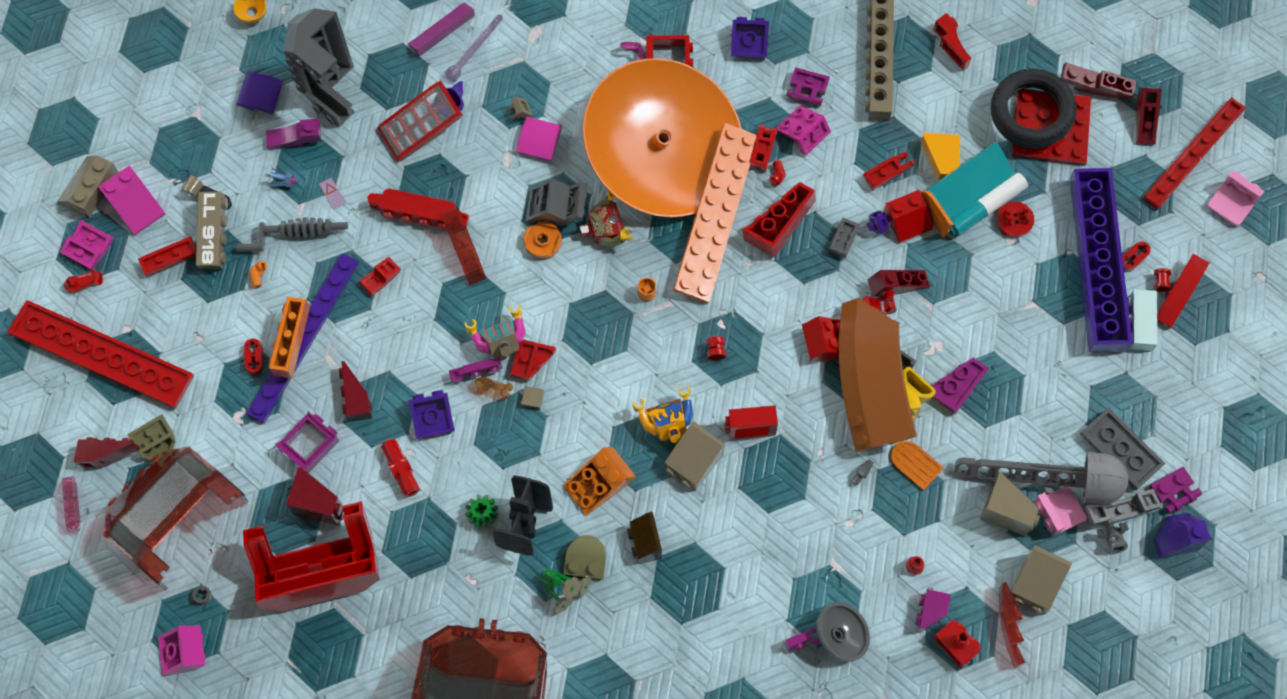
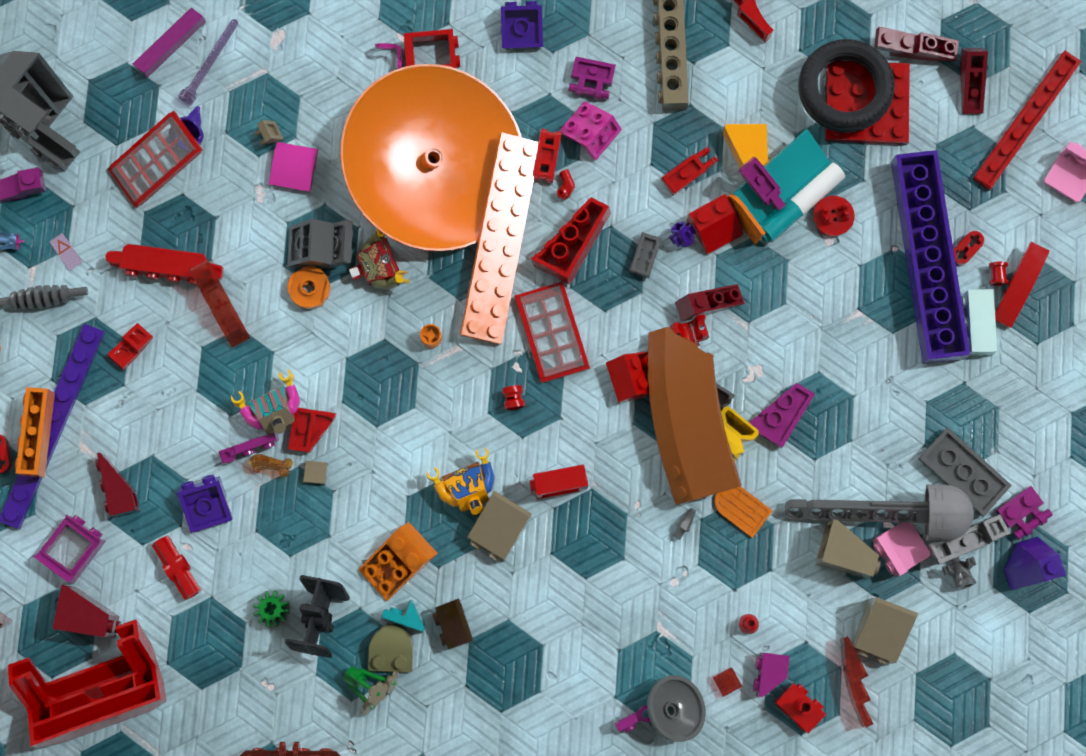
camera: 10 degrees left, 10 degrees up
(605, 532) = (411, 619): none -> teal slope
(755, 296) = (552, 332): none -> clear piece
(891, 615) = (727, 681): none -> clear red plate
(953, 182) = (762, 183): none -> magenta hinge

